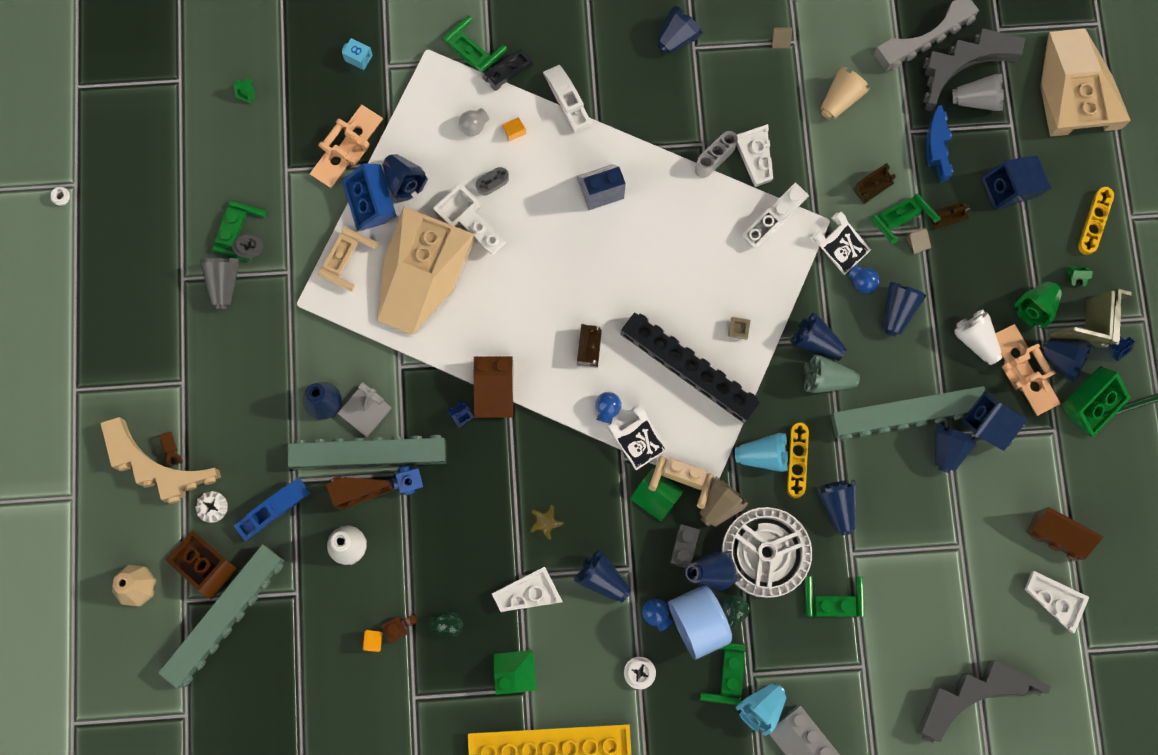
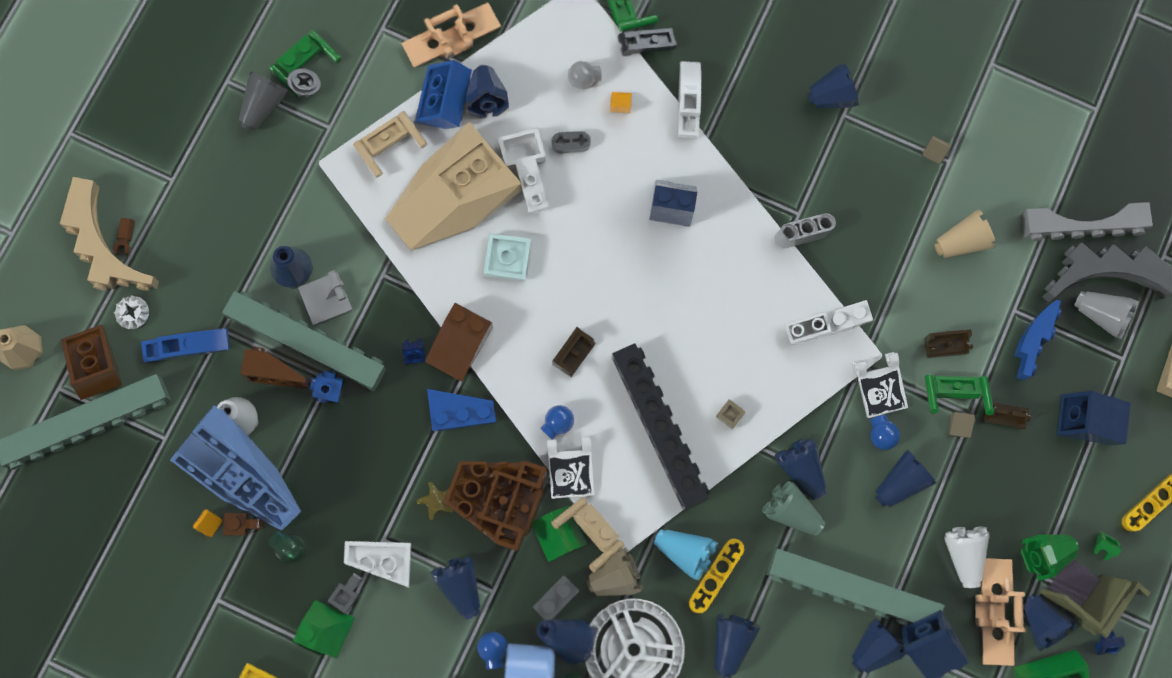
camera: 25 degrees right, 0 degrees up
(385, 588) = (243, 479): none -> medium blue wedge
(493, 299) = (507, 257): none -> light aqua plate
(515, 637) = (344, 595): none -> dark grey plate
(523, 442) = (458, 411): none -> blue wing
(594, 492) = (498, 498): none -> reddish brown wedge
(755, 152) = (845, 250): white wing -> none
(1070, 314) = (1075, 582): none -> clear purple piece

